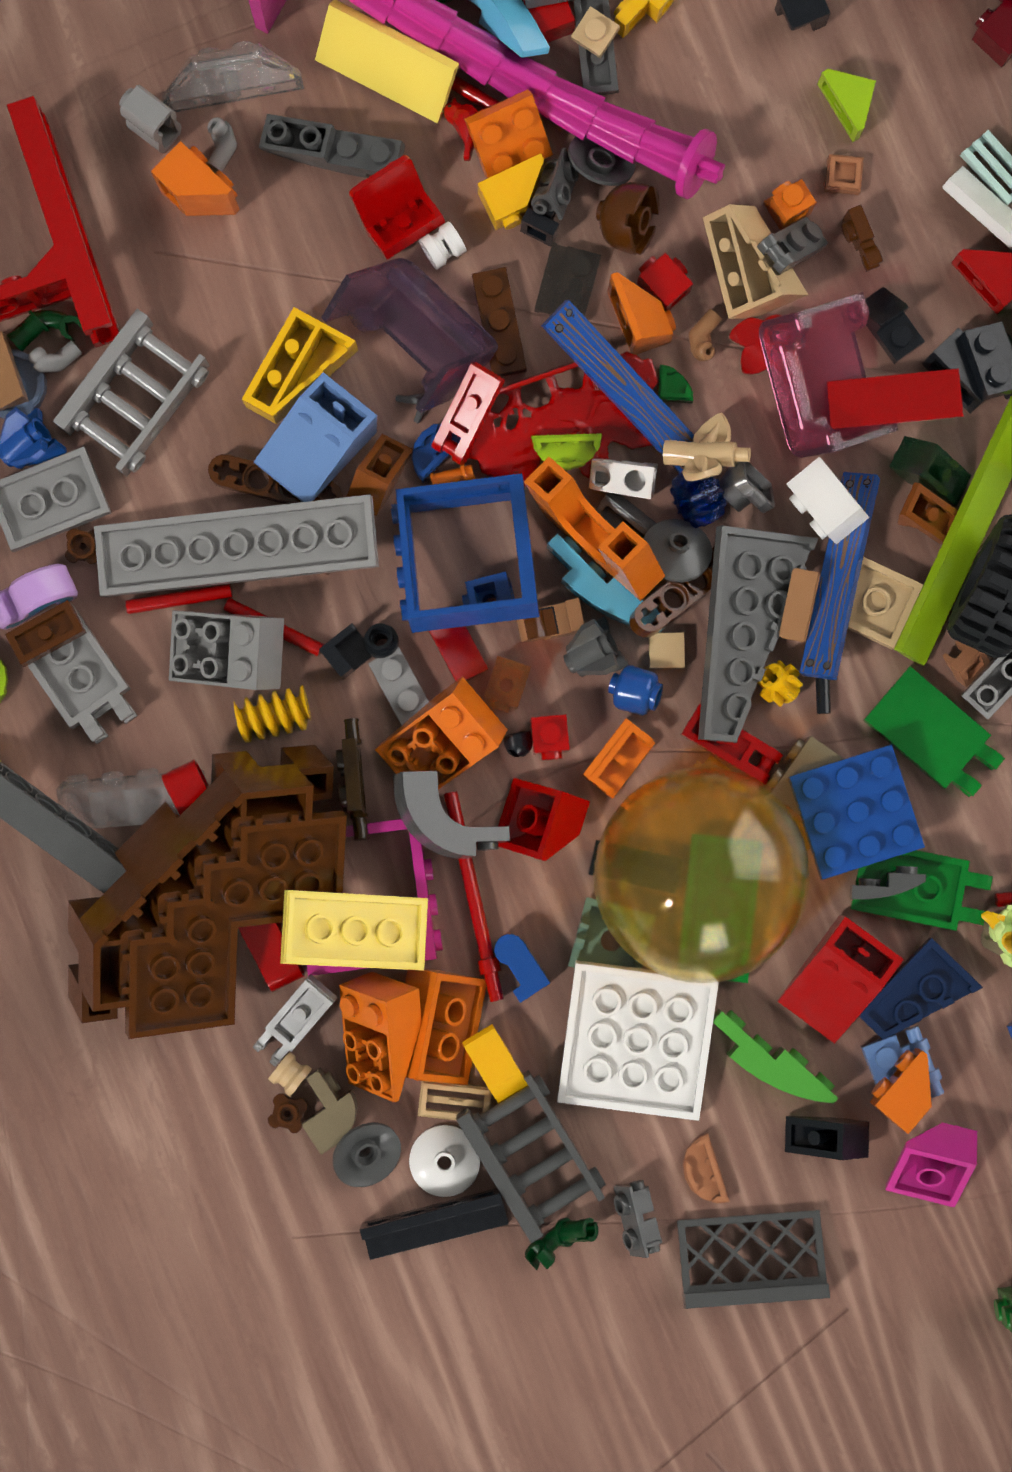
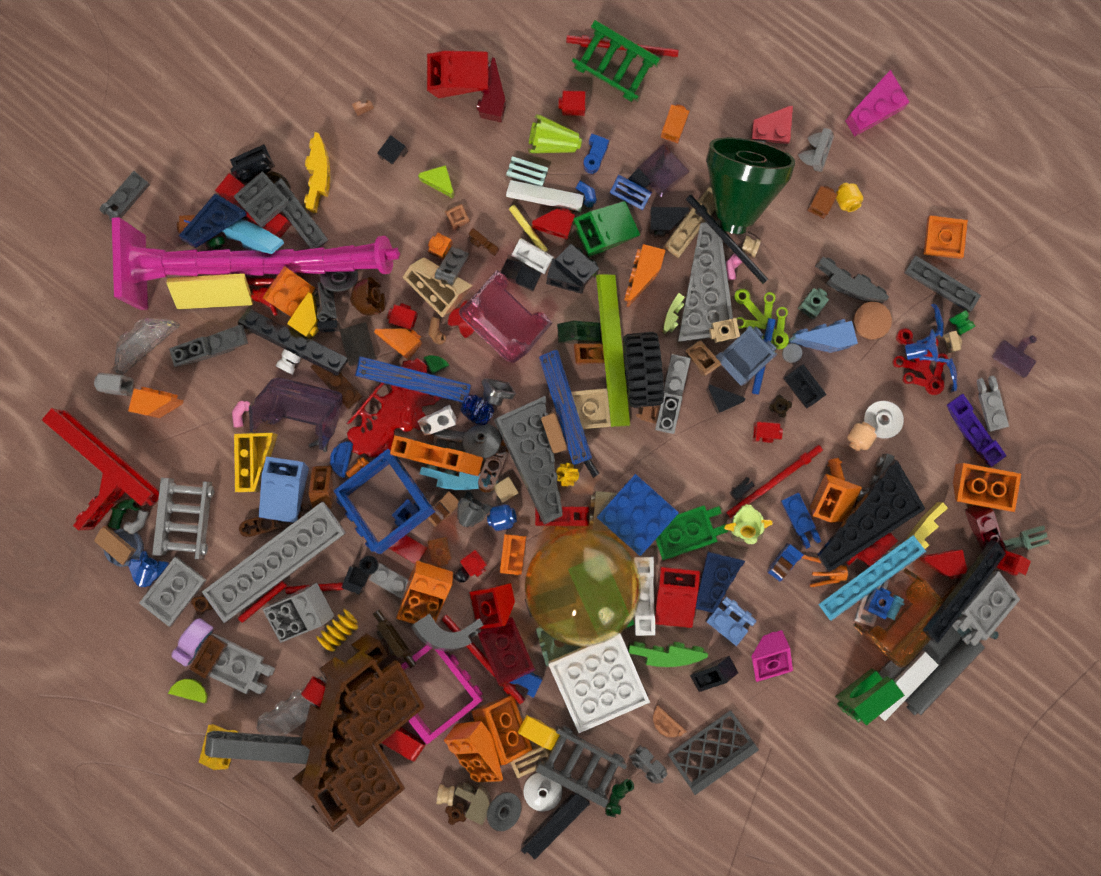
camera: 20 degrees left, 0 degrees up
(224, 143) = (156, 372): light grey arm -> none
(296, 1017) = (433, 767): light grey hinge -> none
(315, 278) = (237, 413): none -> bright pink arm
(354, 930) = (434, 712): light yellow tile -> none
(395, 207) = (255, 357): red bracket -> none
(468, 412) = (345, 435): plate -> none
(469, 218) = (293, 342): none -> black plate
(519, 905) = (506, 652): none -> dark red plate
(567, 450) = (403, 424): lime tile -> none
(595, 32) = (300, 220): tan plate -> none
(707, 451) = (468, 388): tan plant -> none
(772, 978) = (645, 613): none -> white slope
(827, 500) = (538, 376): white brick -> none
(895, 398) = (542, 309): red sticker -> none
(898, 882) = (677, 535): dark grey slope -> none
(907, 1092) = (738, 632): orange slope -> none
(927, 306) = (532, 256): none -> white tile
(932, 732) = (651, 454): green tile -> none
(945, 261) = (527, 228): none -> light yellow bar

